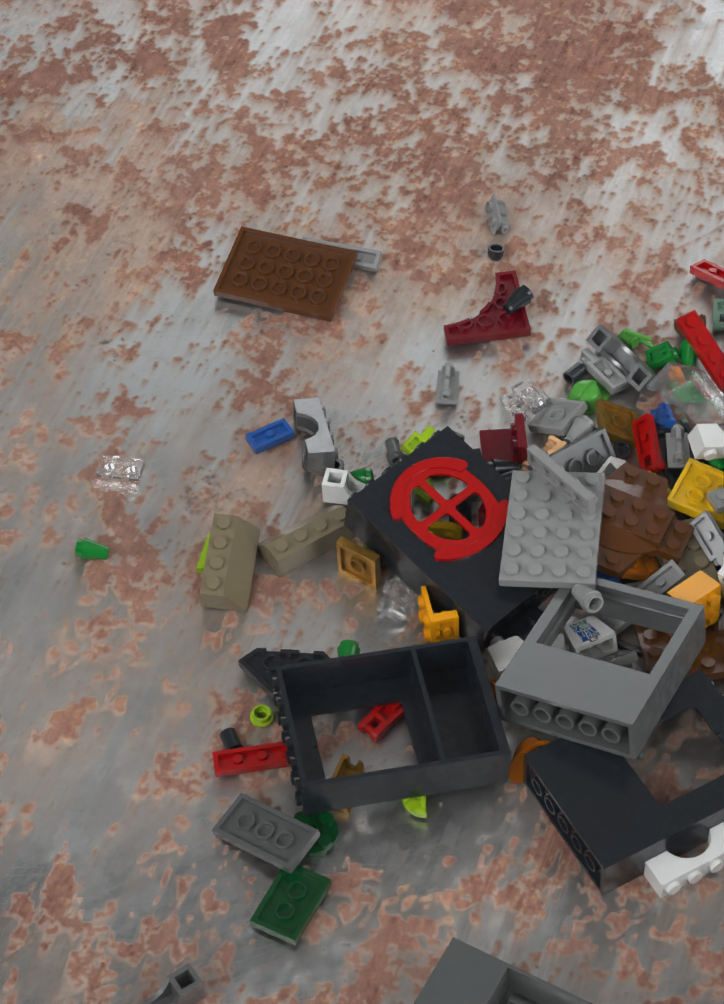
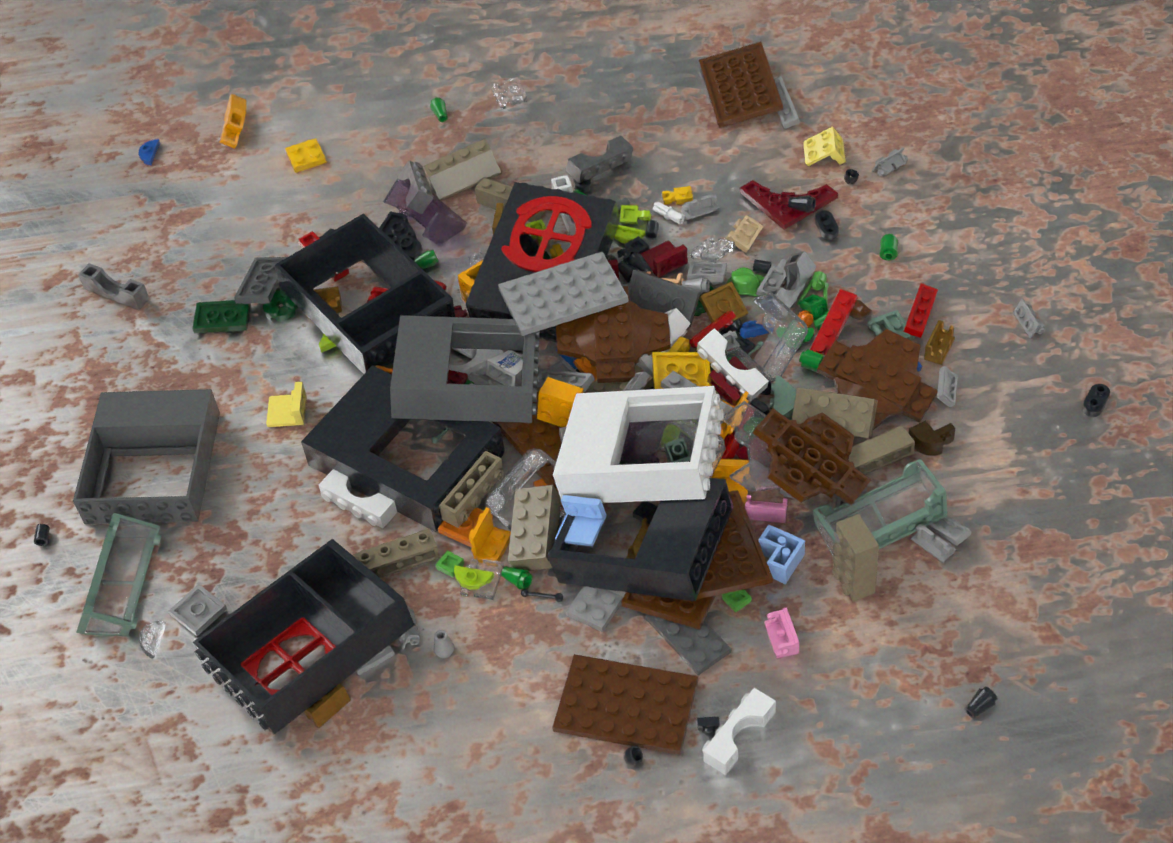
camera: 65 degrees right, 0 degrees up
(54, 716) = (305, 155): none -> yellow plate
(256, 614) = (419, 193): none -> flat silver arch
(270, 436) = (589, 143): blue plate -> none
(279, 623) = (437, 219): none -> clear purple windscreen
(413, 394) = (680, 195): none -> yellow plate
(436, 254) = (824, 145): none -> light yellow bracket
(436, 414) = (669, 213): none -> white axle
(504, 879) = (287, 409): none -> light yellow bracket
(515, 366) = (745, 233): none -> tan bracket
(552, 299) = (826, 225): none -> black plate
(562, 480) = (596, 272): light grey plate -> none
(588, 598) = (505, 332): light grey cone -> none
(620, 267) = (889, 247): none -> green brick
(625, 449) = (702, 319): black hinge -> none

